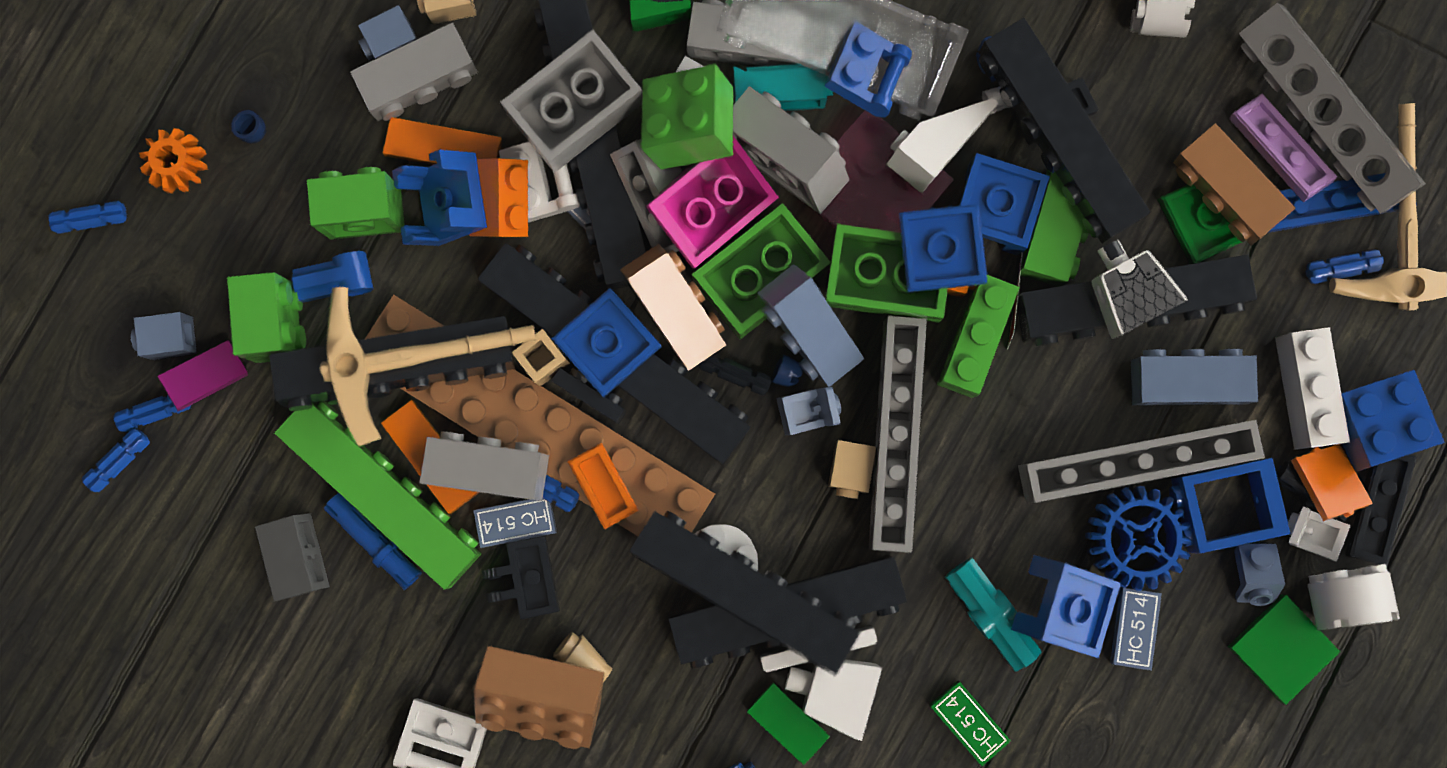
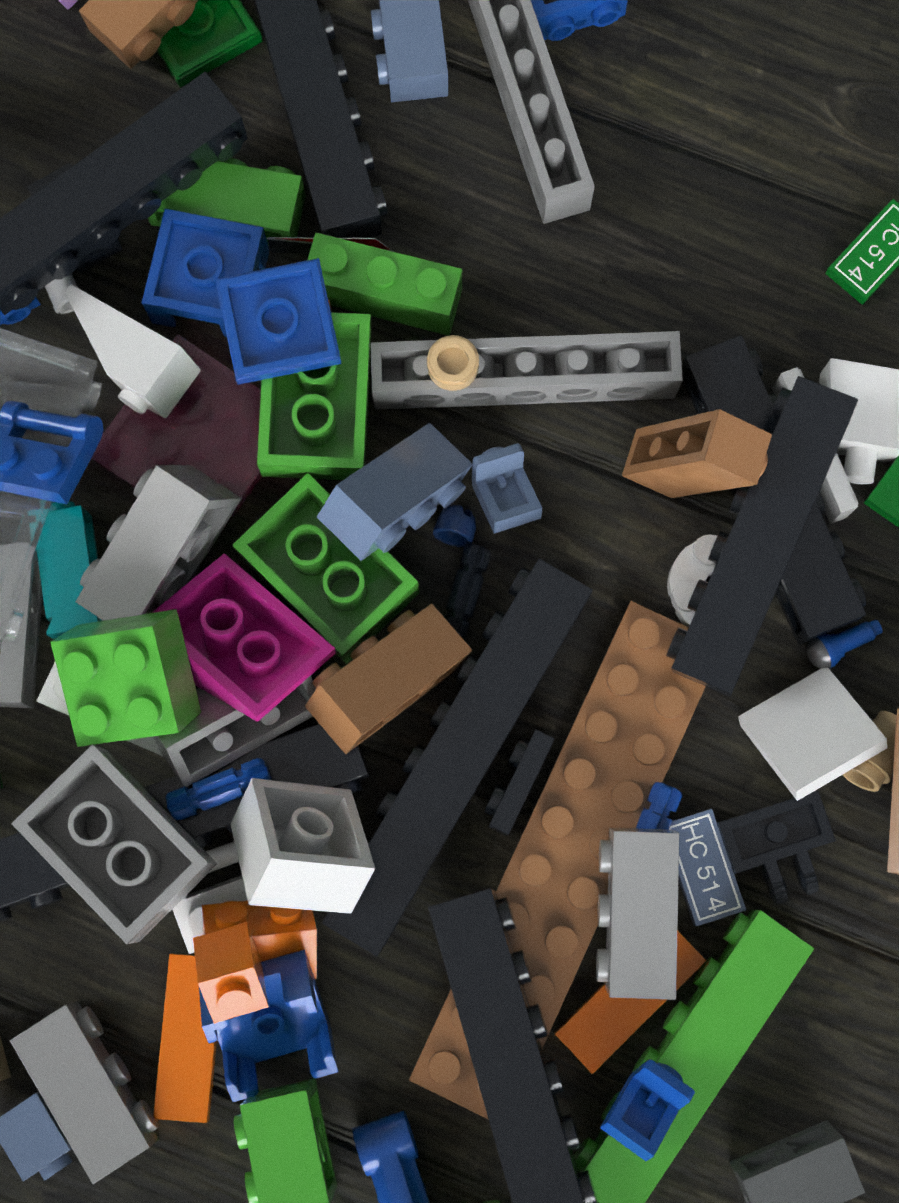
camera: 95 degrees left, 5 degrees down
(345, 455) = (647, 1108): none -> blue bracket
(350, 367) = (529, 1115): tan piece -> none
(380, 548) = (758, 1063): blue pin -> none
(473, 172) = (230, 972): none -> orange brick
(541, 358) = (477, 853): tan brick -> none
(557, 231) = (301, 846): none -> white brick
(600, 613) = (812, 732): none -> white tile
(603, 486) = (642, 747): orange tile -> none
(606, 177) = (215, 789): none -> blue axle
(606, 342) = (448, 762): blue tile -> none
(662, 637) = (829, 649): none -> blue piece
(811, 551) = (698, 454): none -> medium nougat brick
(851, 468) = (575, 427): tan brick -> none
(902, 377) = (453, 362): none -> tan tile
(992, 614) = (738, 234): teal piece -> none
(1073, 607) = (722, 128): panel -> none
(1133, 289) = (307, 90): torso -> none
(1135, 628) = (729, 65): sand blue tile -> none
(1165, 556) = (607, 43): blue gear -> none

